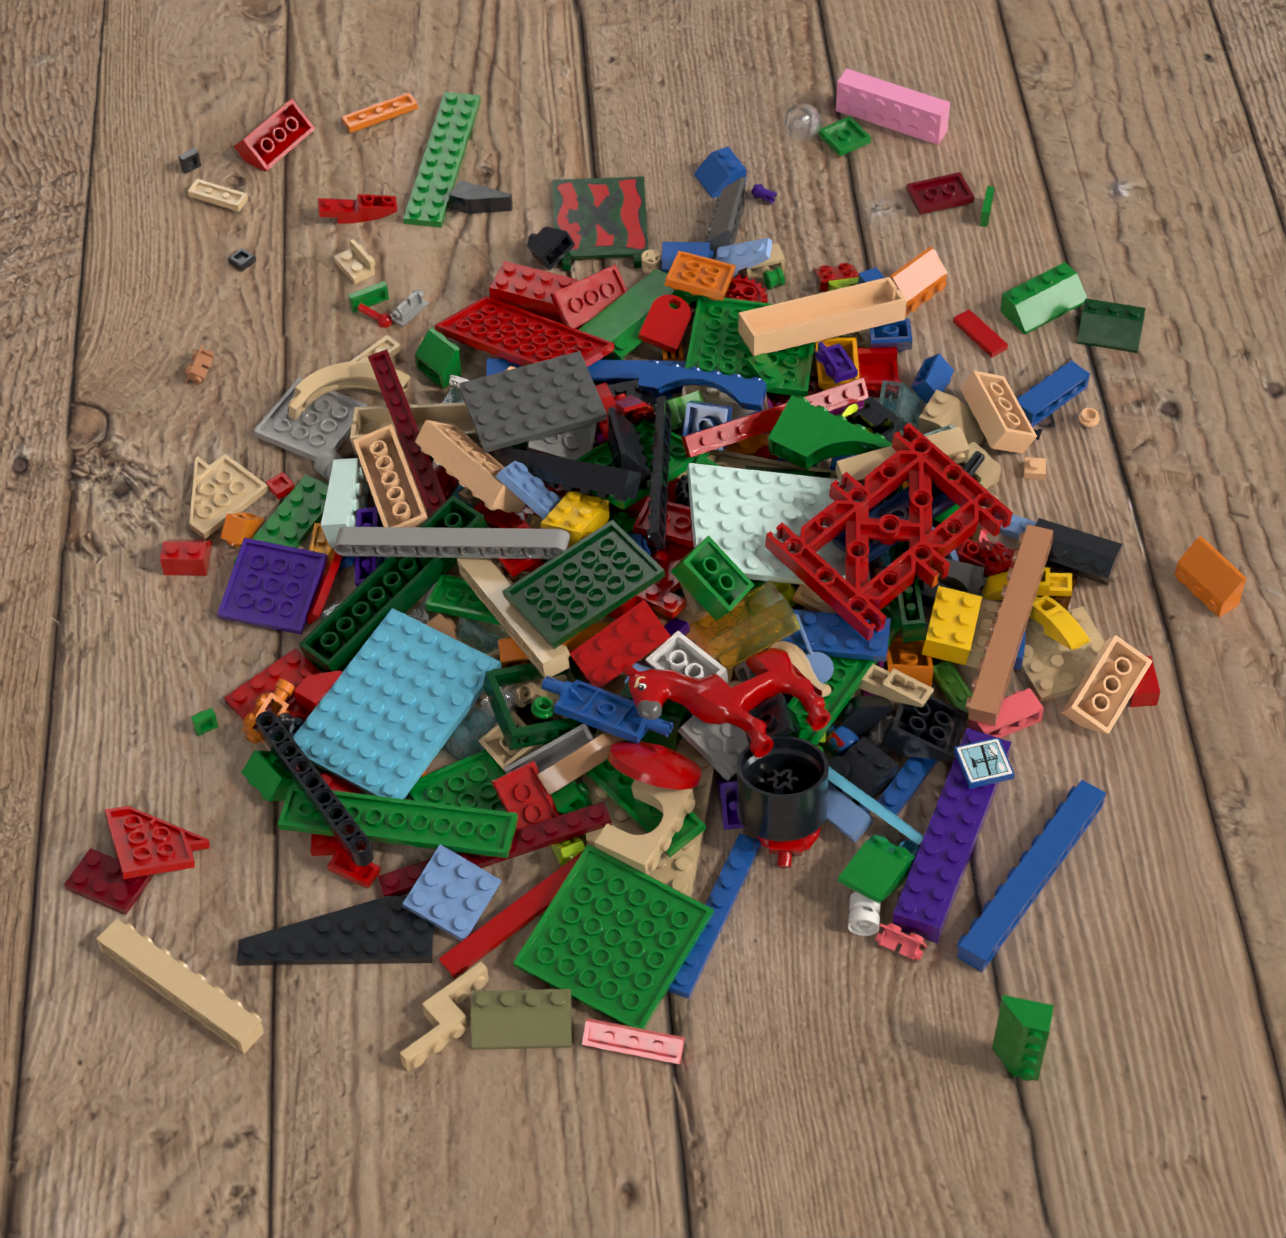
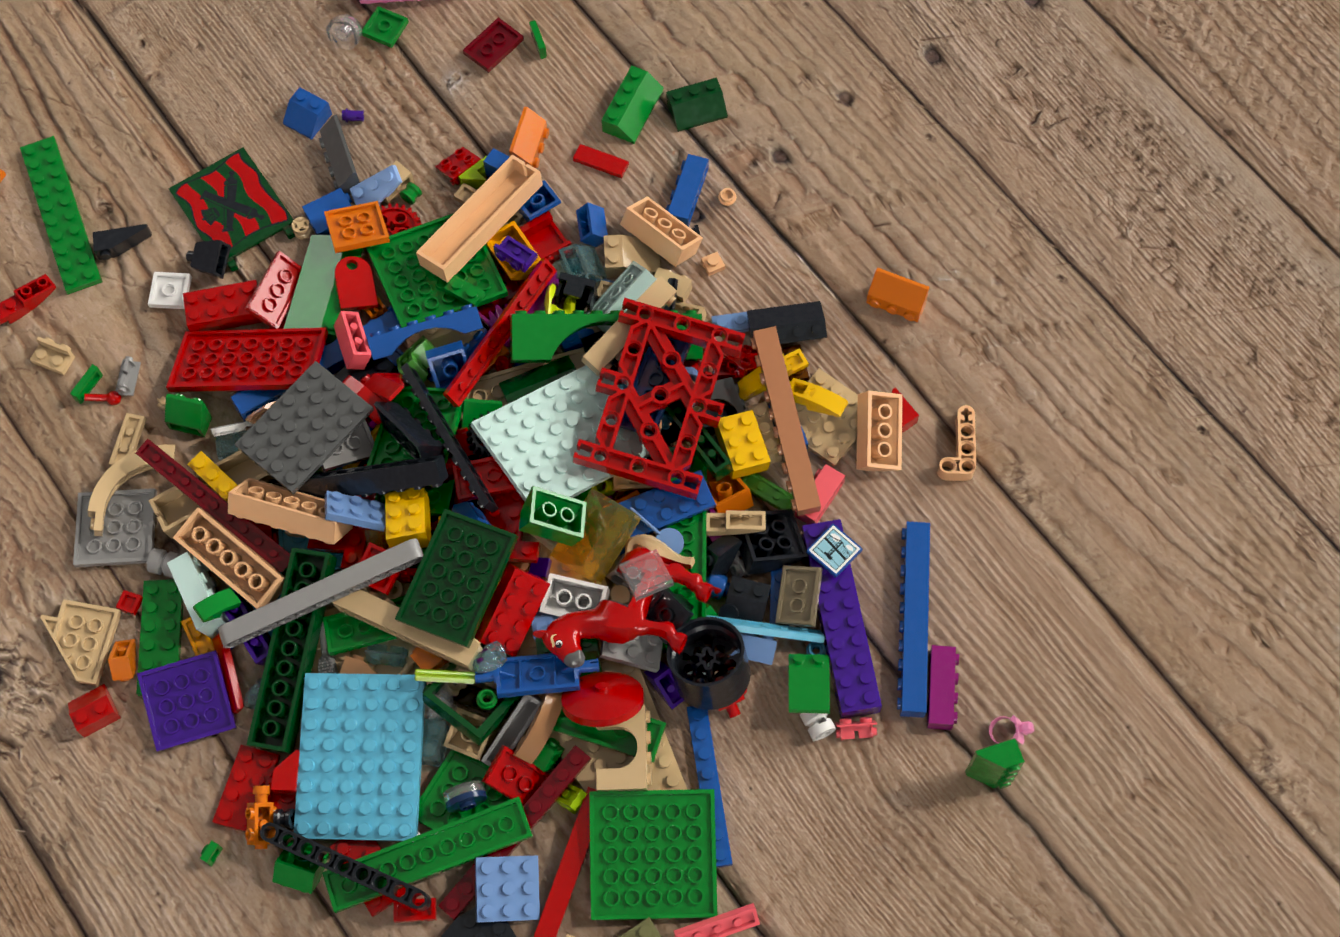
camera: 30 degrees left, 15 degrees up
(348, 509) = (214, 605): none -> green slope
(423, 405) = (212, 475): none -> yellow plate
(466, 787) = (464, 796): none -> dark blue piece
(492, 255) = (168, 290): none -> white plate
(515, 667) = (445, 676): none -> lime axle
(568, 670) = (490, 658): none -> clear light blue rock
(629, 361) = (352, 340): none -> coral brick
(768, 668) = (646, 575): none -> clear plate
(920, 787) = (798, 596): none -> dark tan tile
(1018, 950) = (942, 687): none -> magenta brick
(1077, 1033) = (1021, 728): none -> bright pink piece
(1168, 761) = (962, 443): none -> light nougat beam

